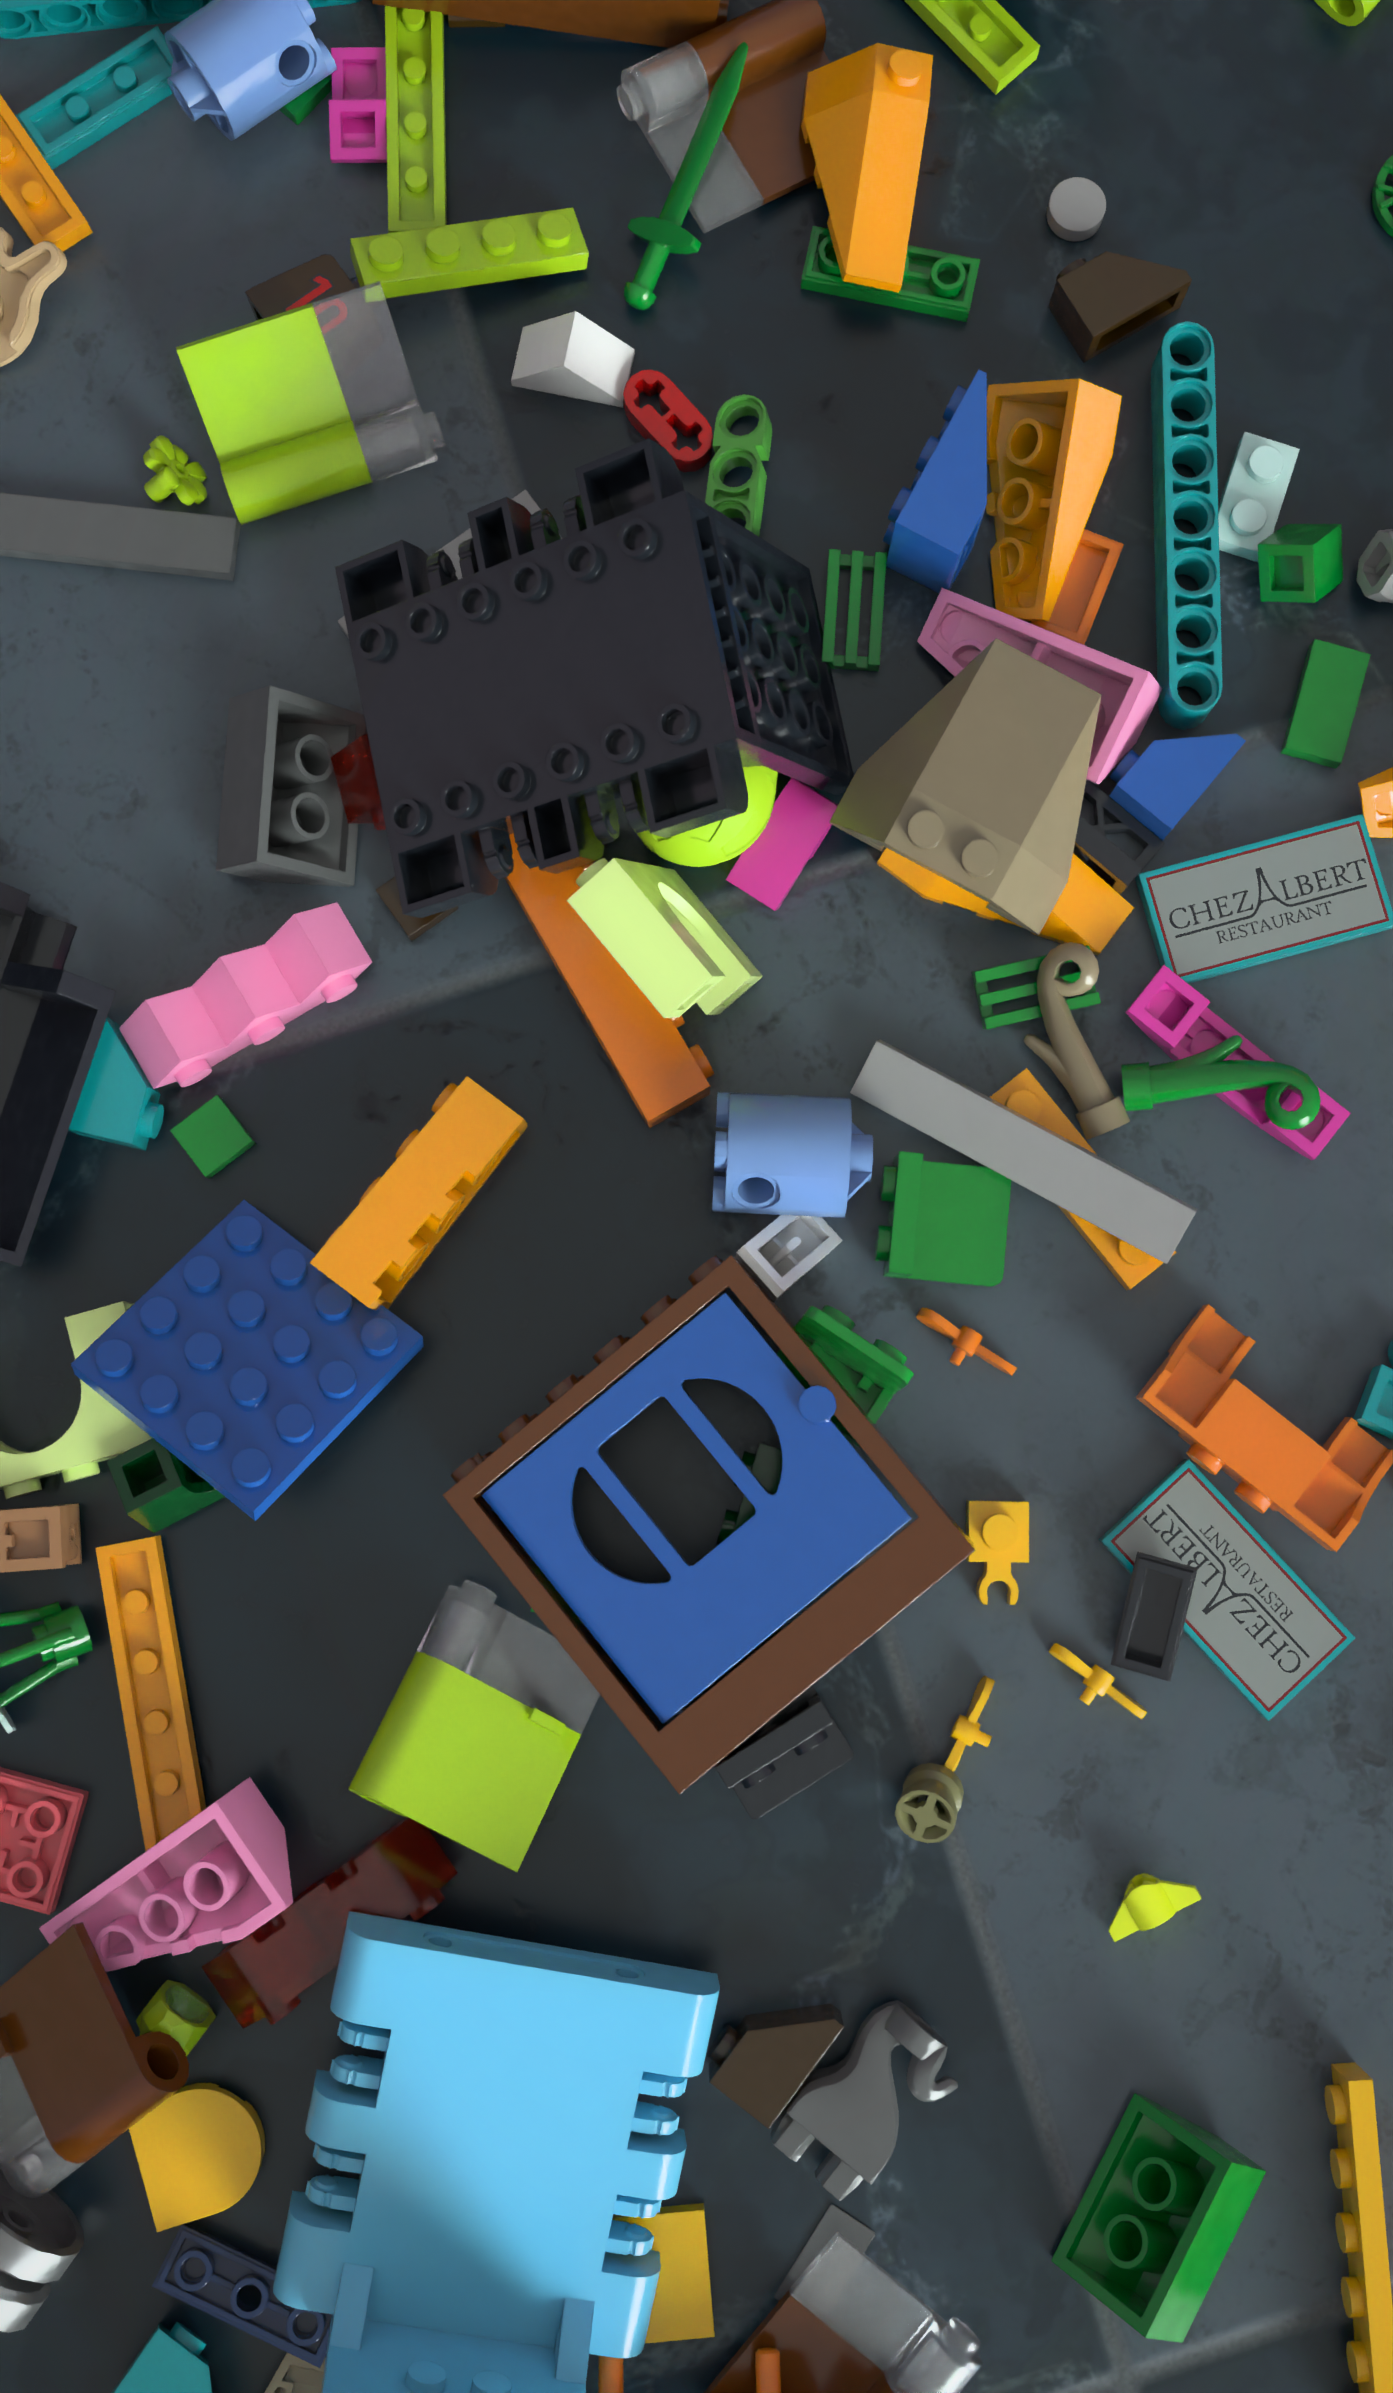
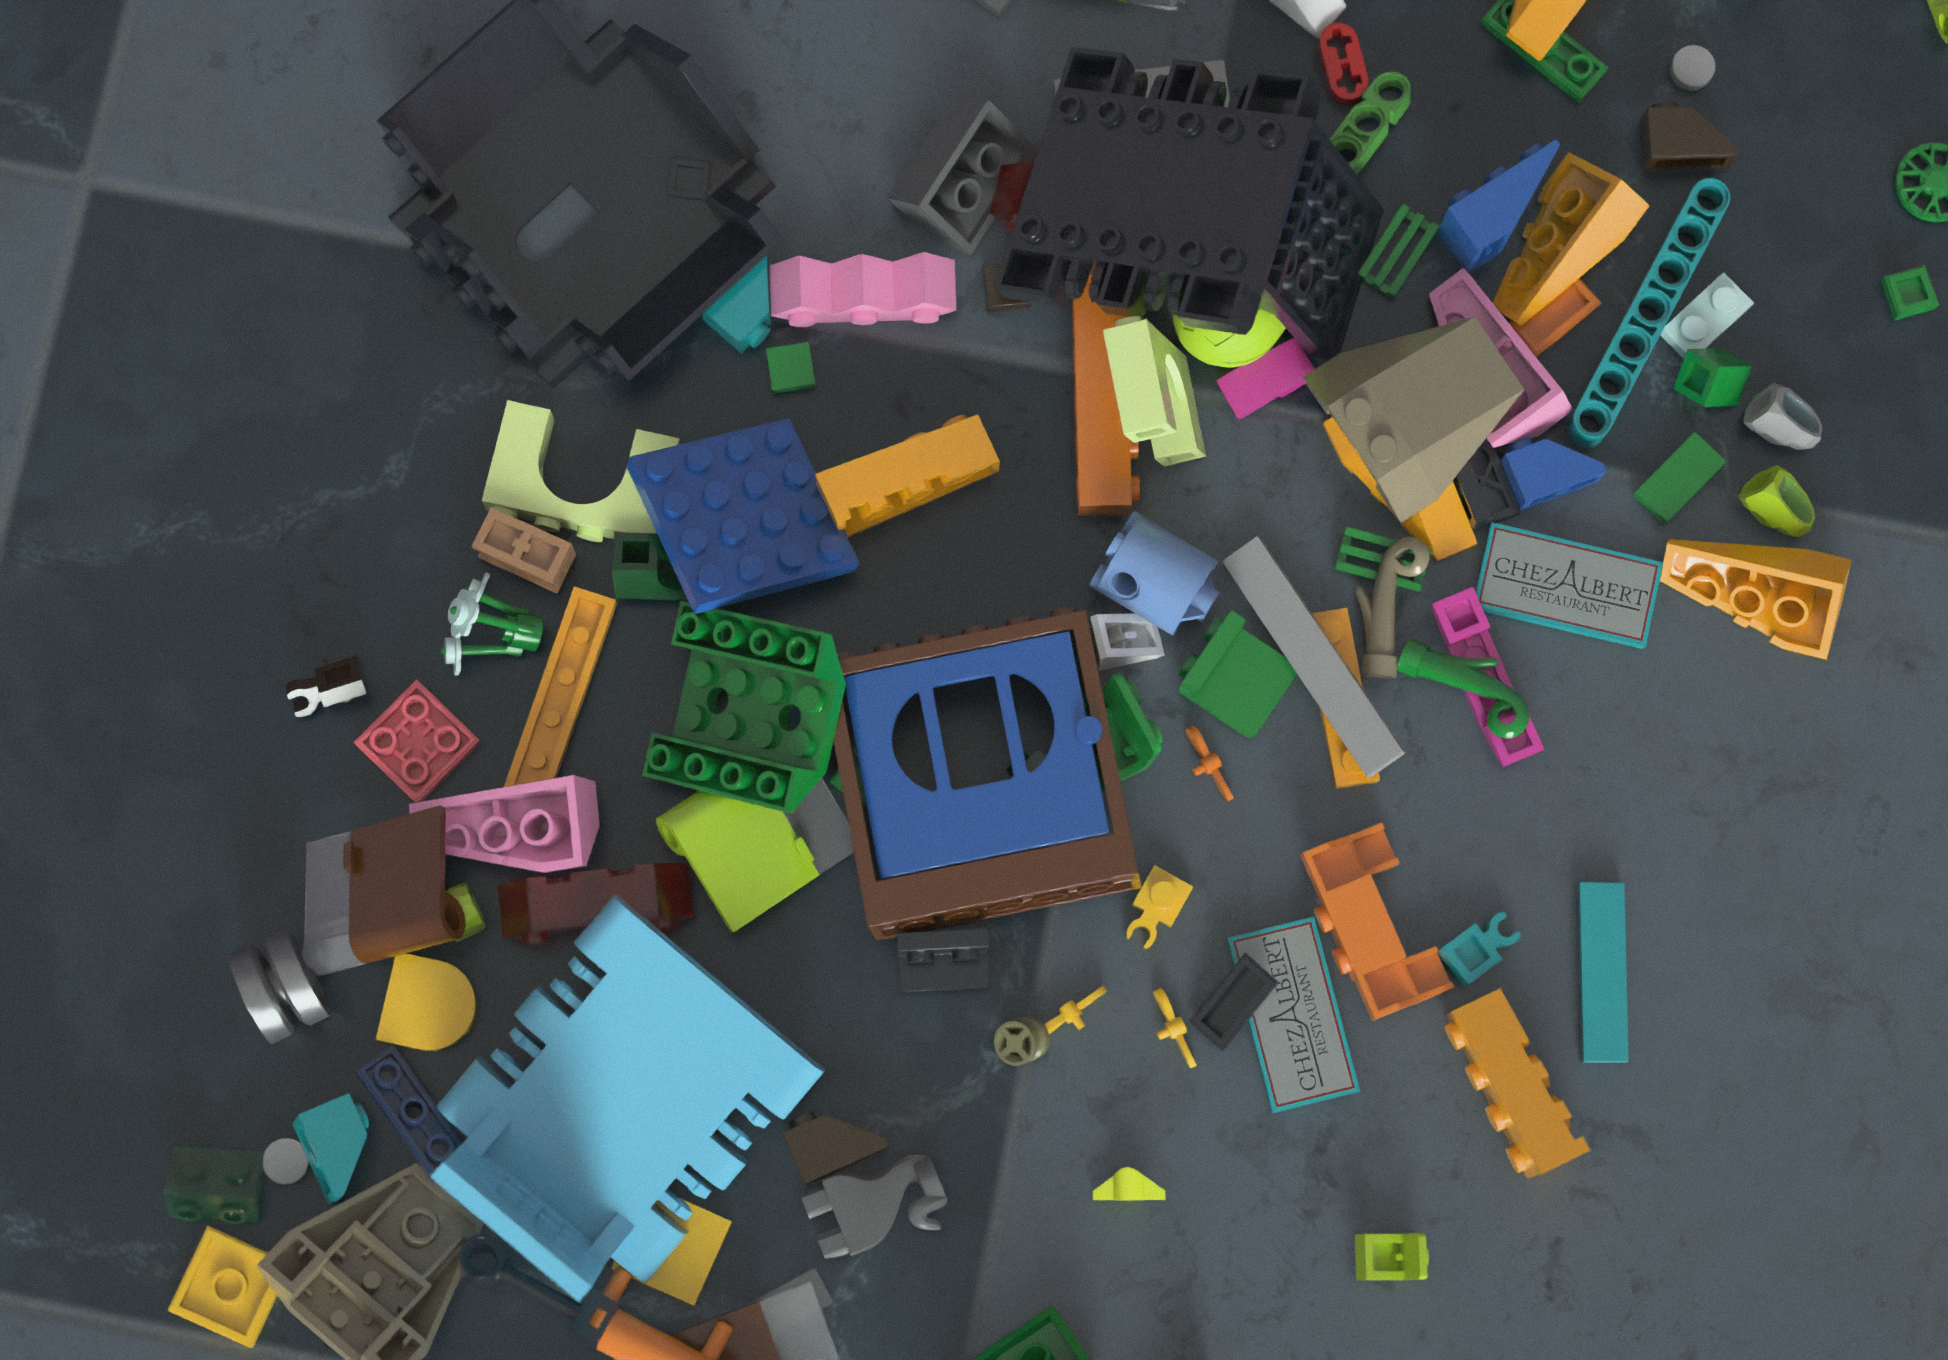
camera: 25 degrees right, 5 degrees down
(412, 1642) = (750, 746): none -> green slope

